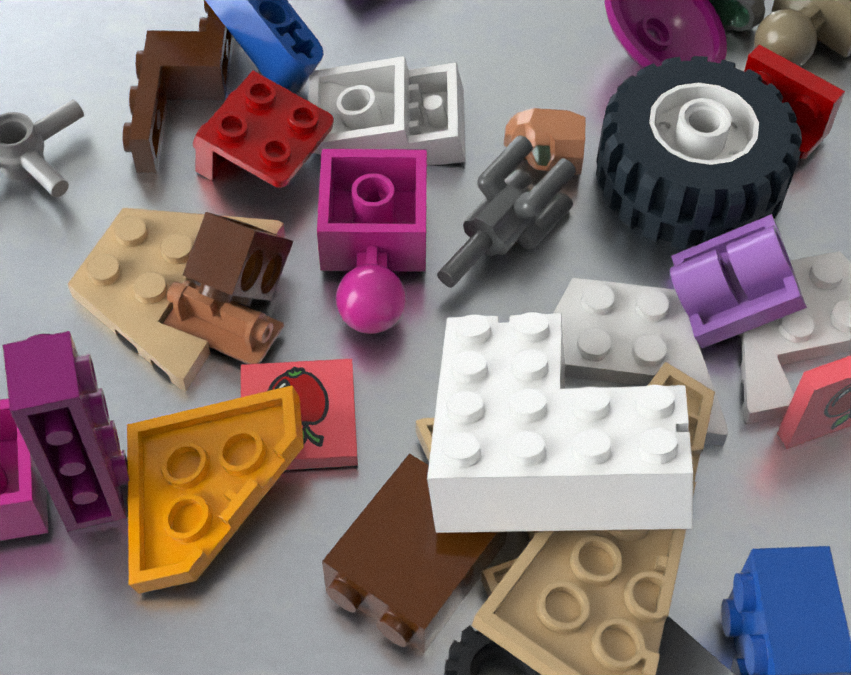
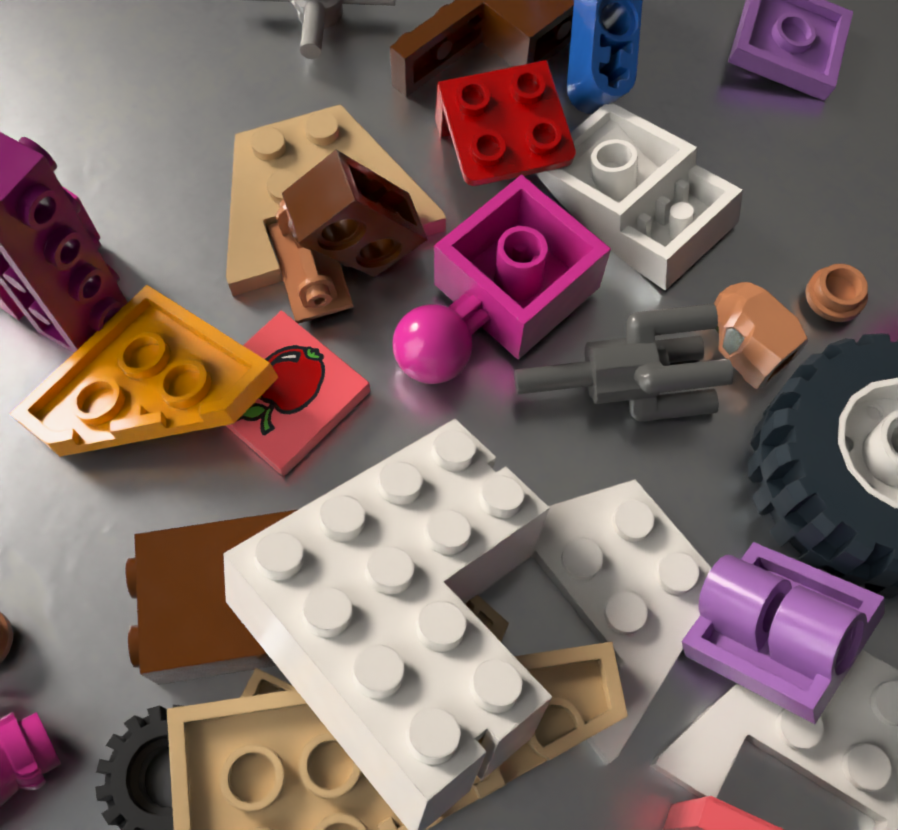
camera: 45 degrees right, 10 degrees up
(565, 84) = (837, 292): none -> nougat plate

